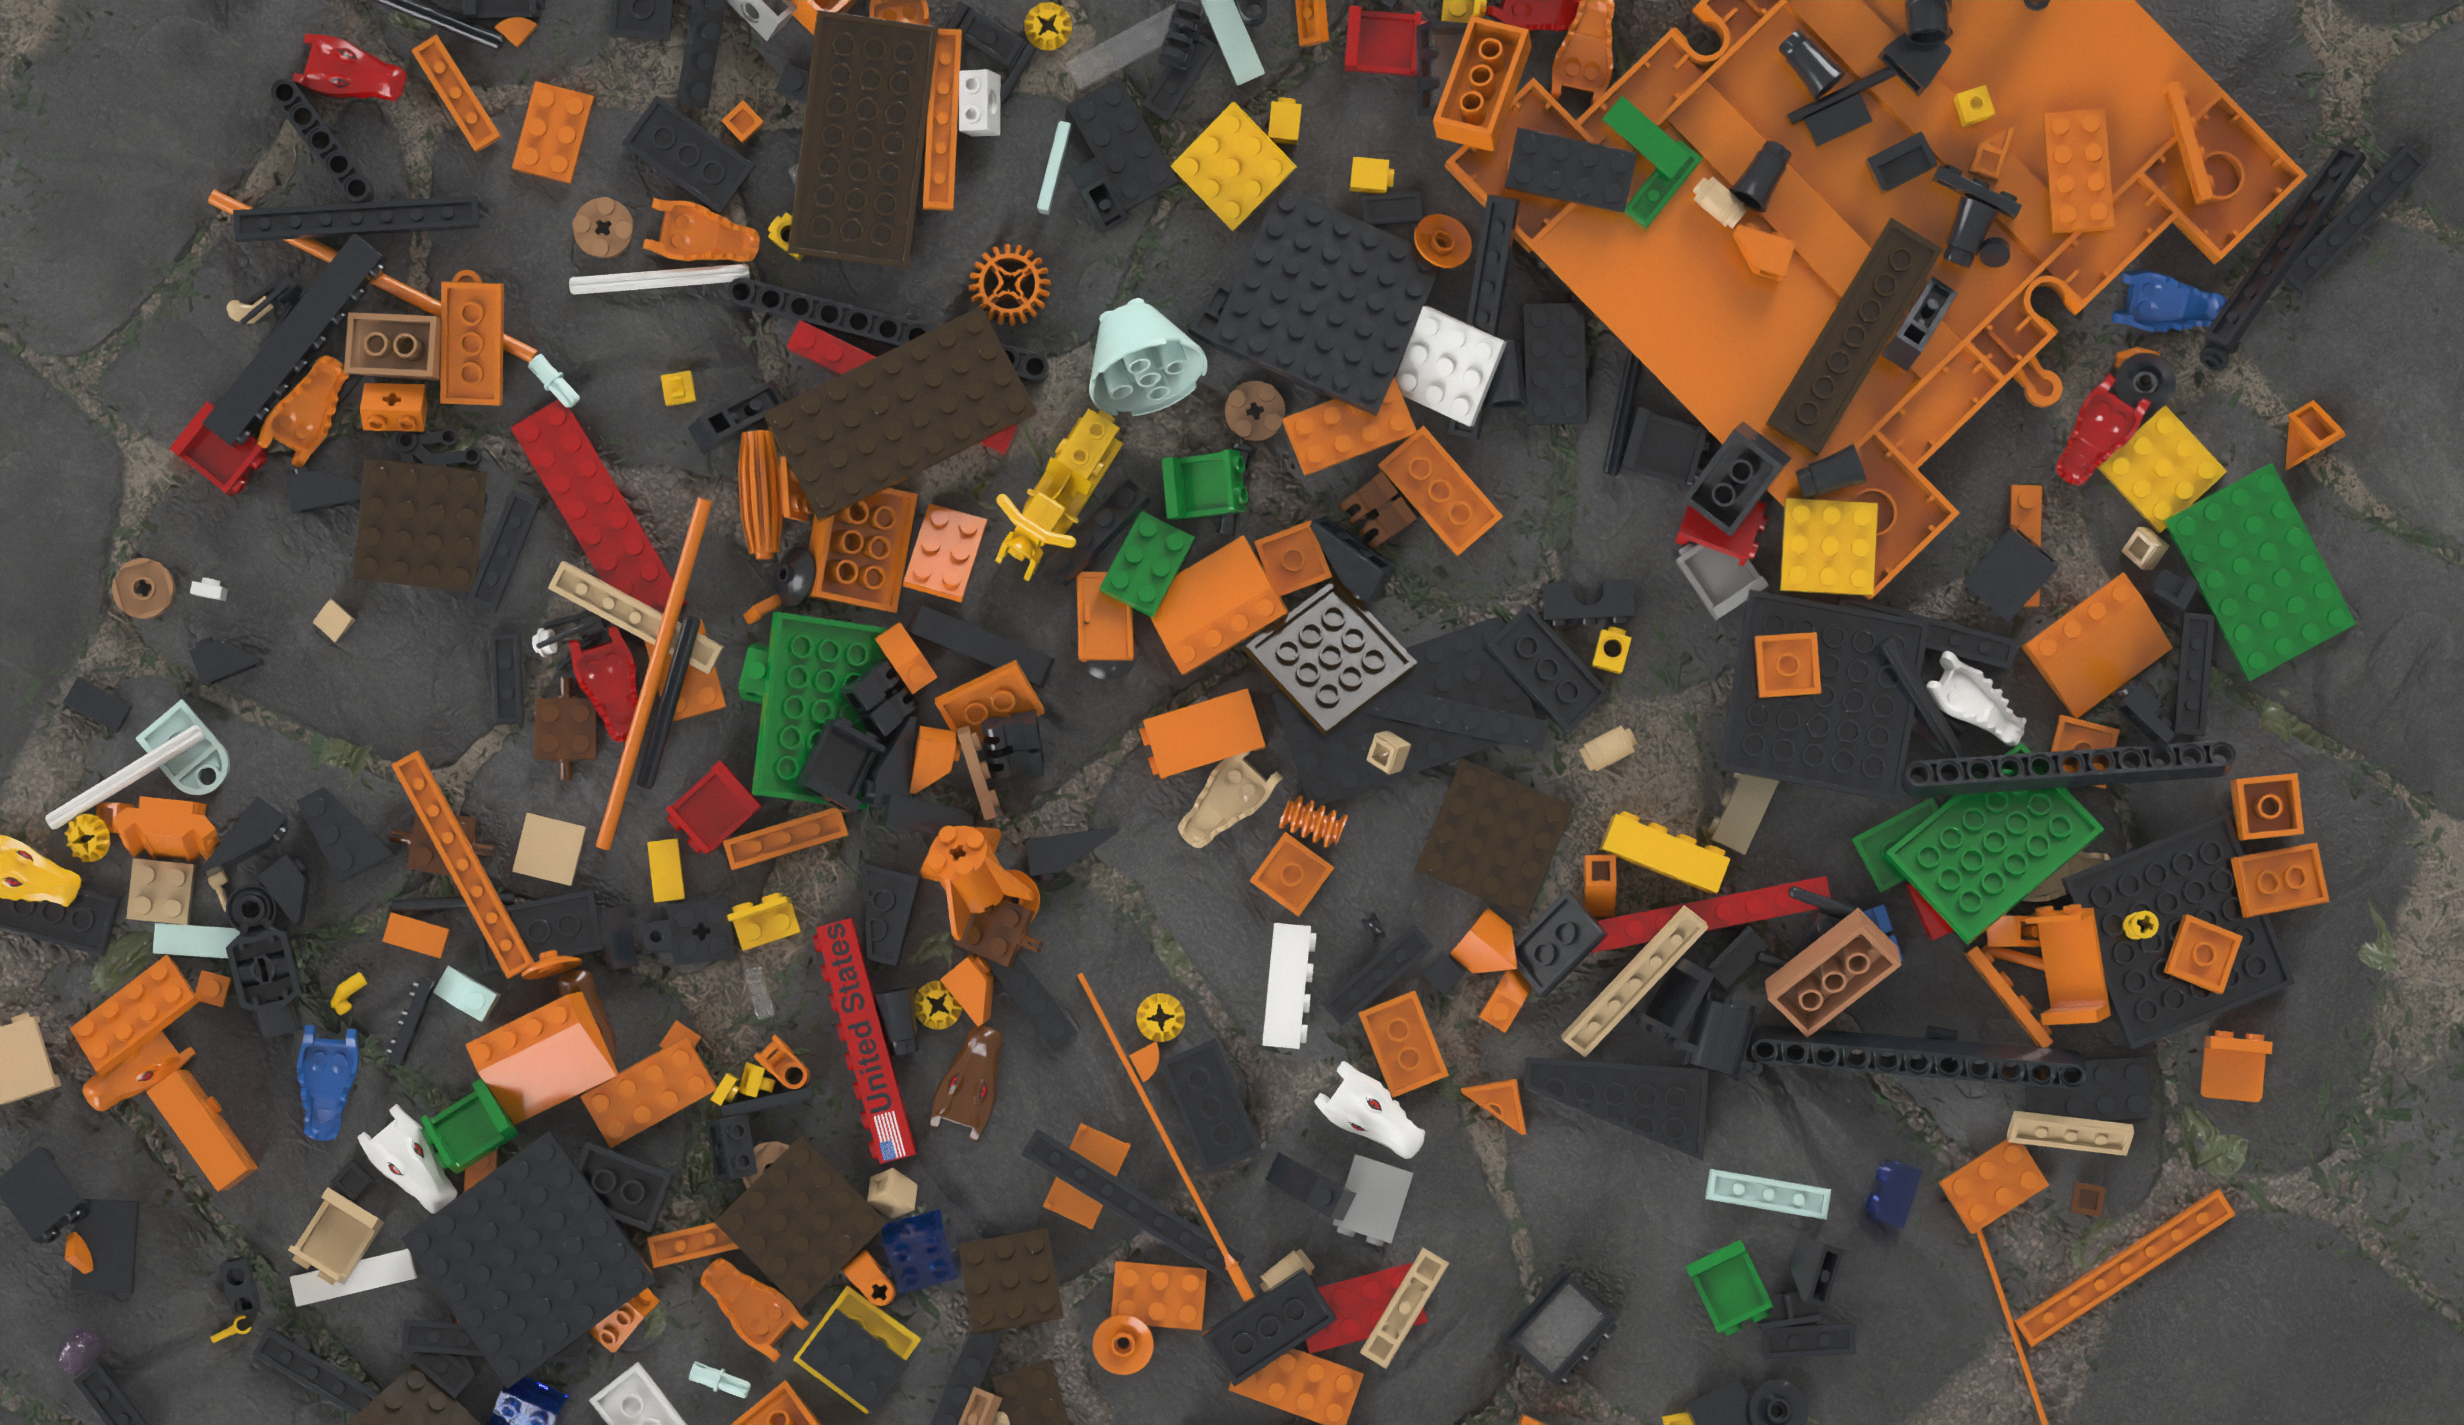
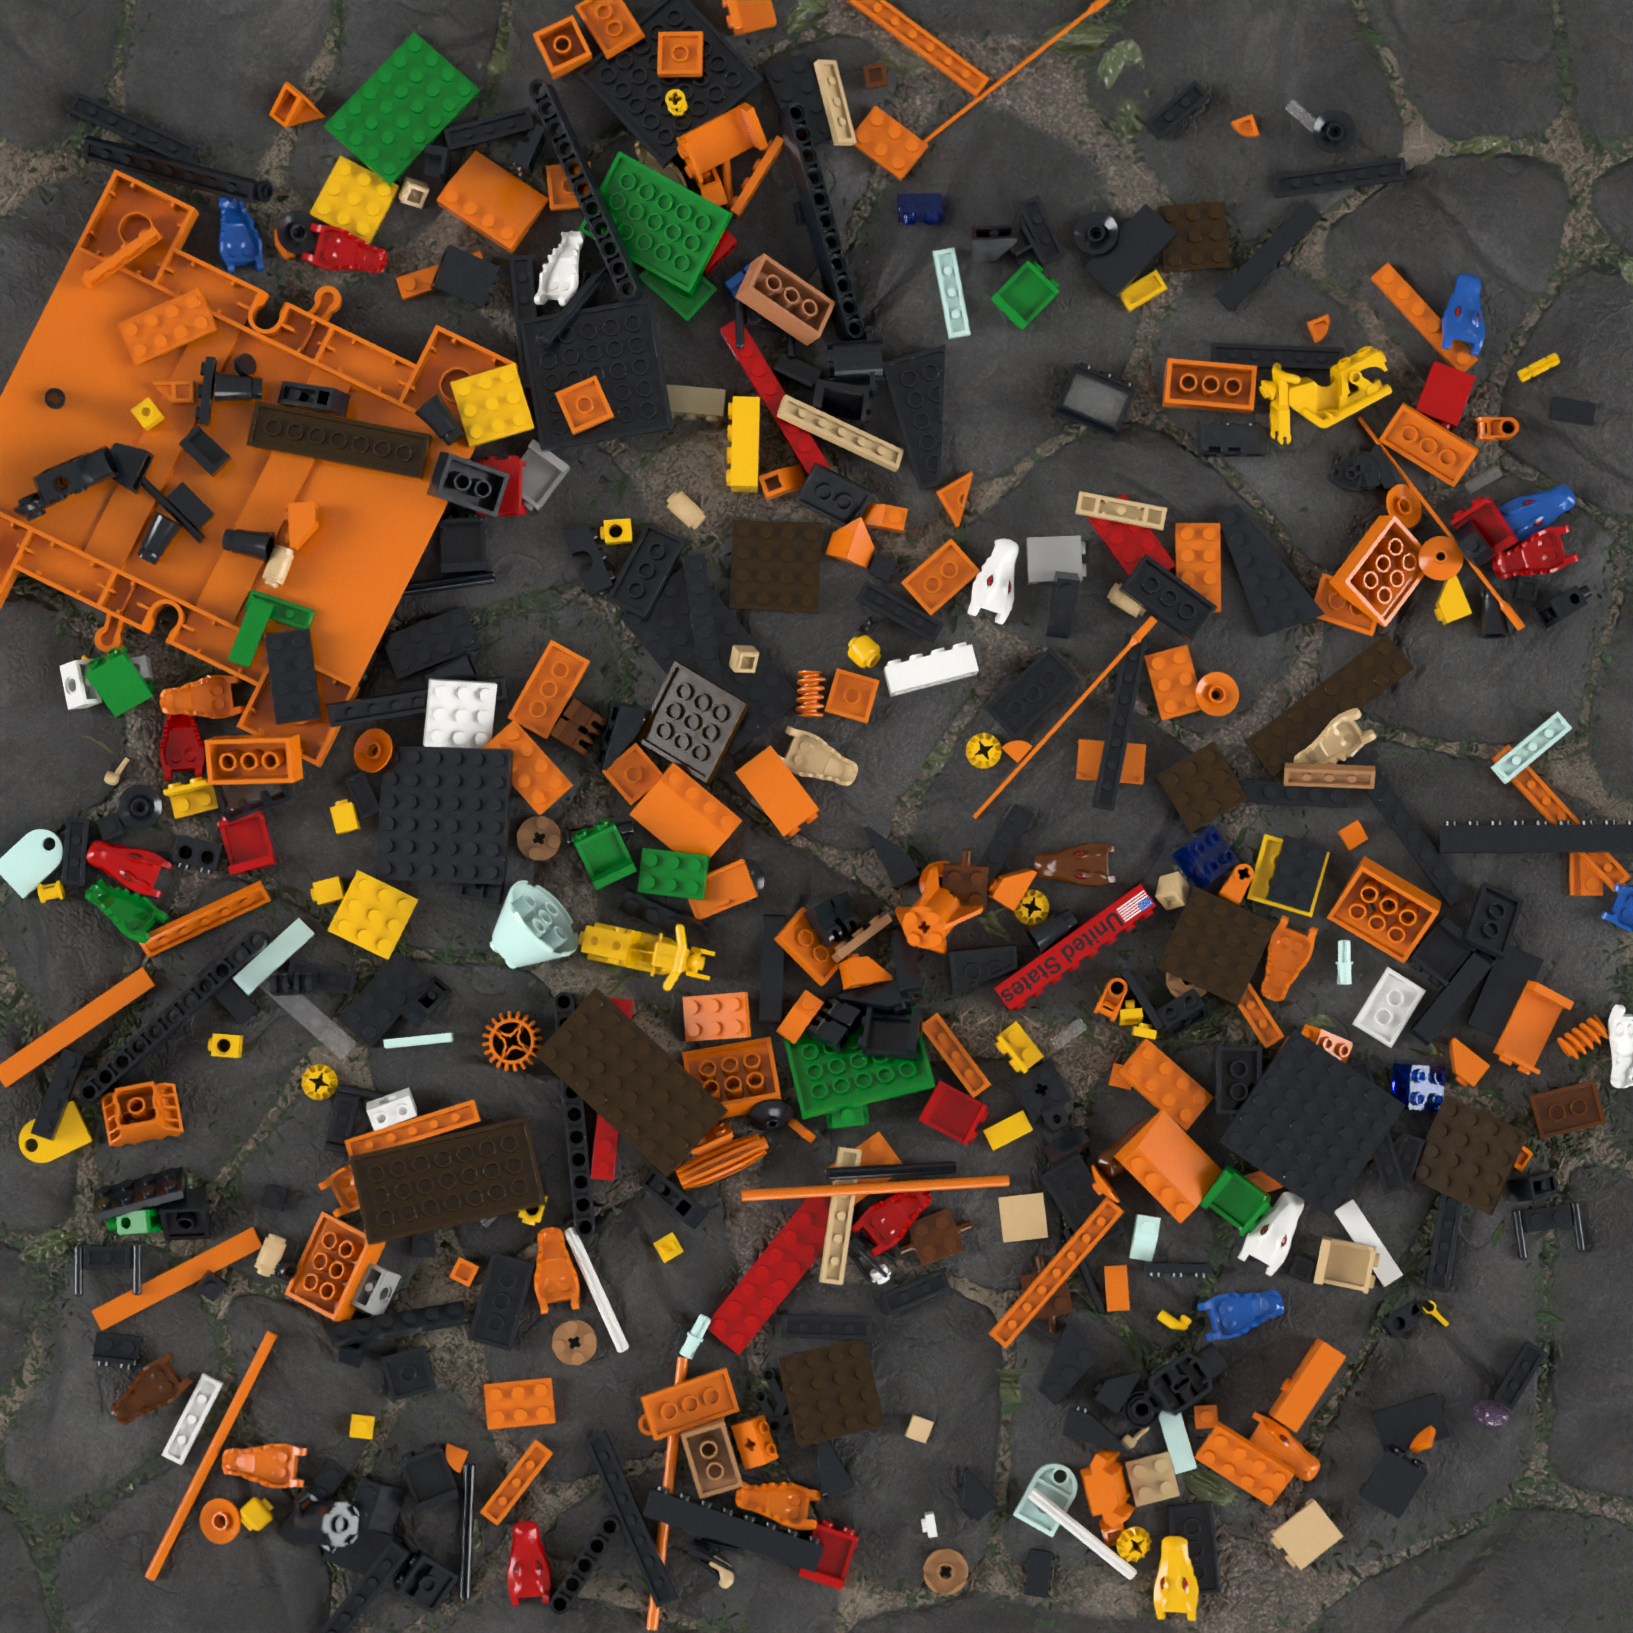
camera: 115 degrees left, 0 degrees up
(1343, 910) = (864, 651): none -> yellow head

